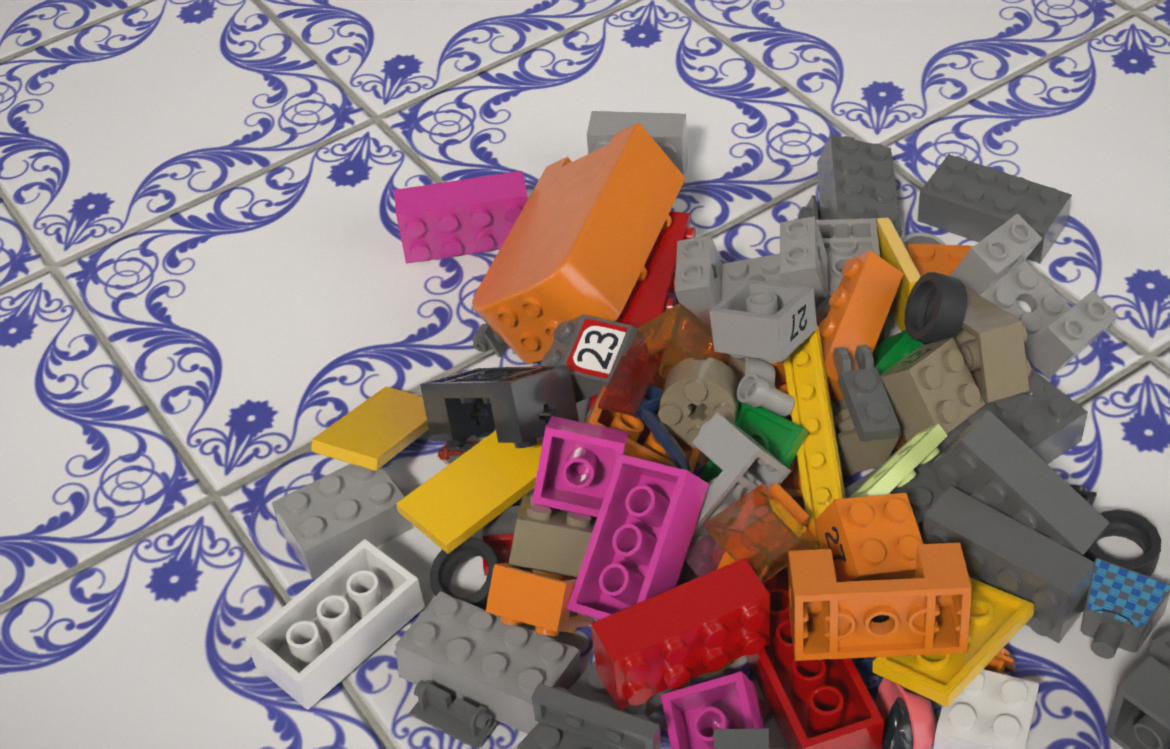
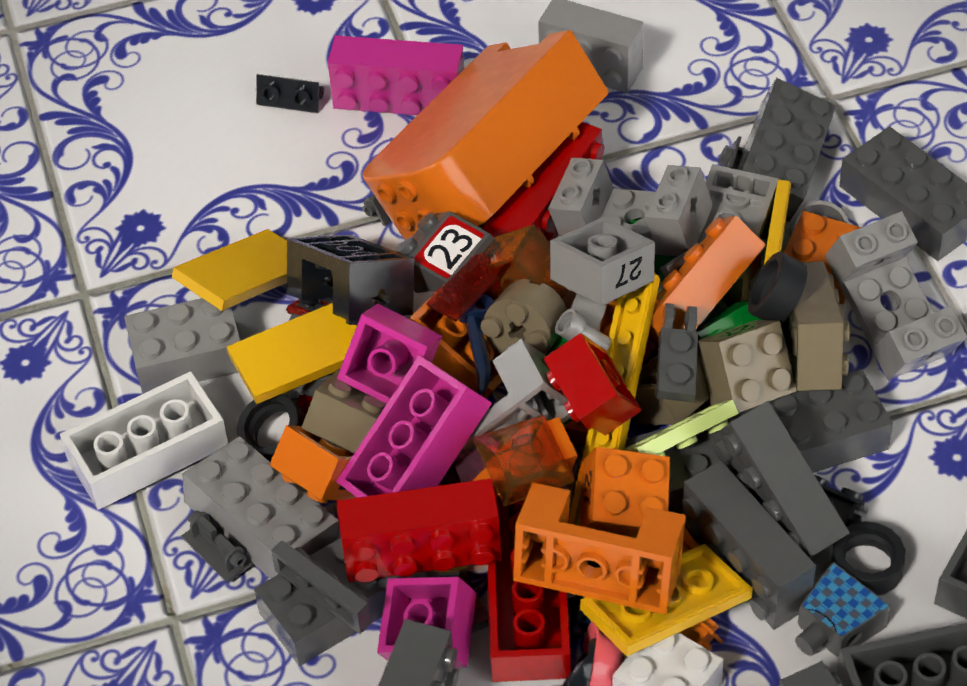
camera: 15 degrees right, 5 degrees up
(358, 258) = (288, 93): none -> black hinge
(808, 444) = (591, 385): none -> red brick

